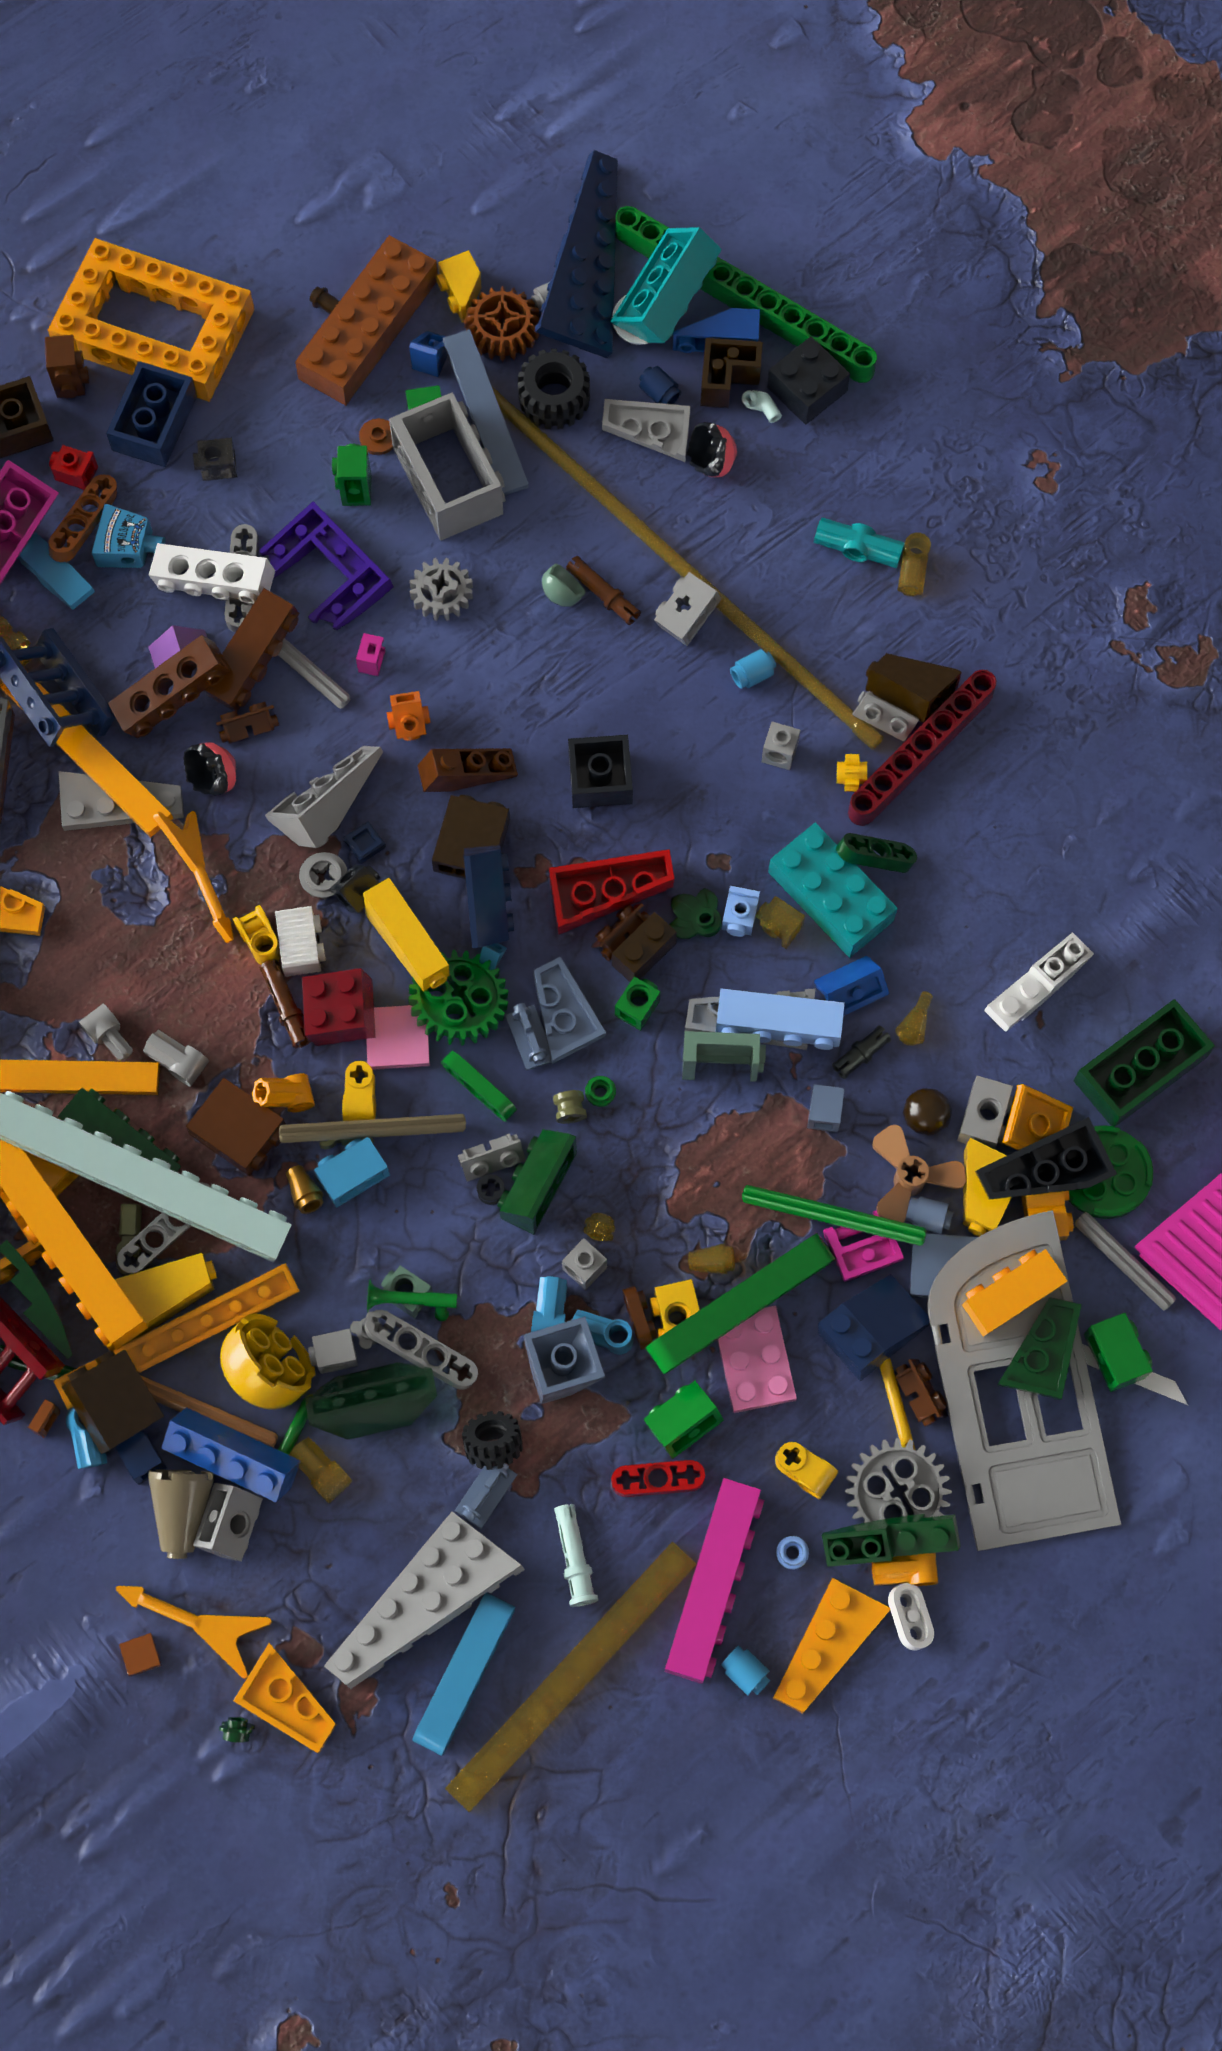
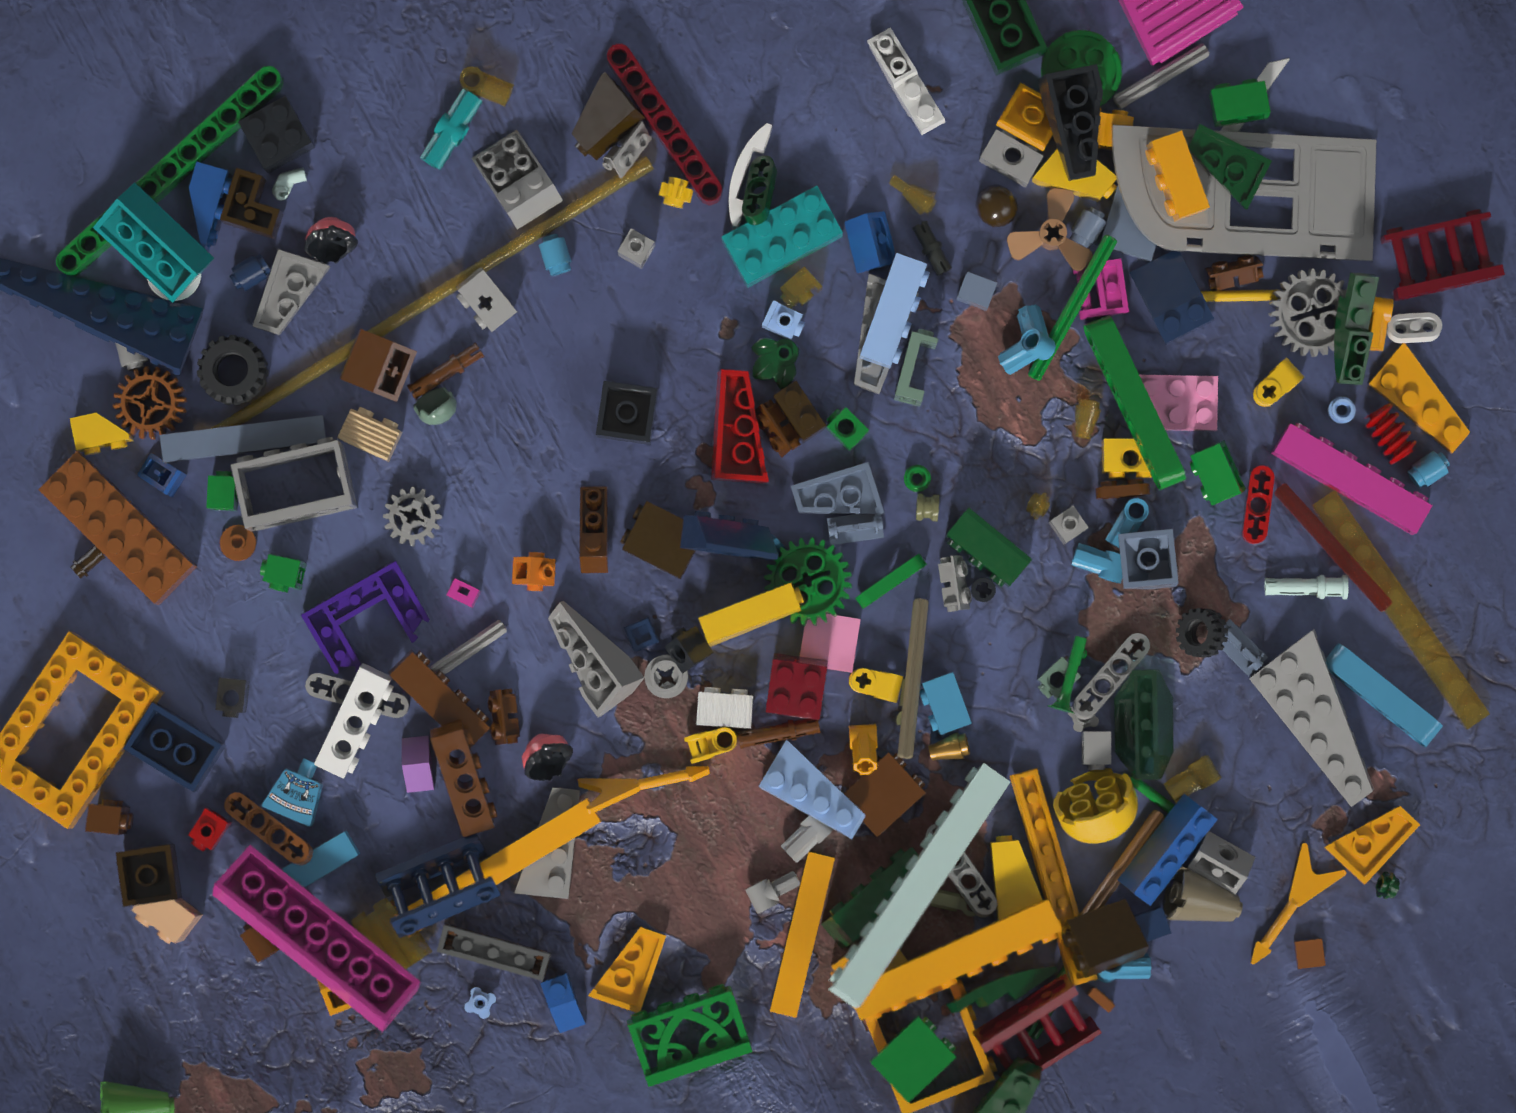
camera: 75 degrees left, 15 degrees up
(223, 1045) = (808, 790): none -> light blue wing
(518, 531) = (370, 434): none -> tan brick
(592, 519) = (378, 365): none -> reddish brown slope
(626, 1576) = (1333, 547): none -> clear red axle
(777, 1614) = (1390, 433): none -> red piece
(781, 1176) = (1033, 343): none -> dark azure piece
(822, 617) = (517, 179): none -> light grey slope
(930, 844) = (757, 144): none -> white slope
(972, 1628) = (1434, 281): none -> dark red fence

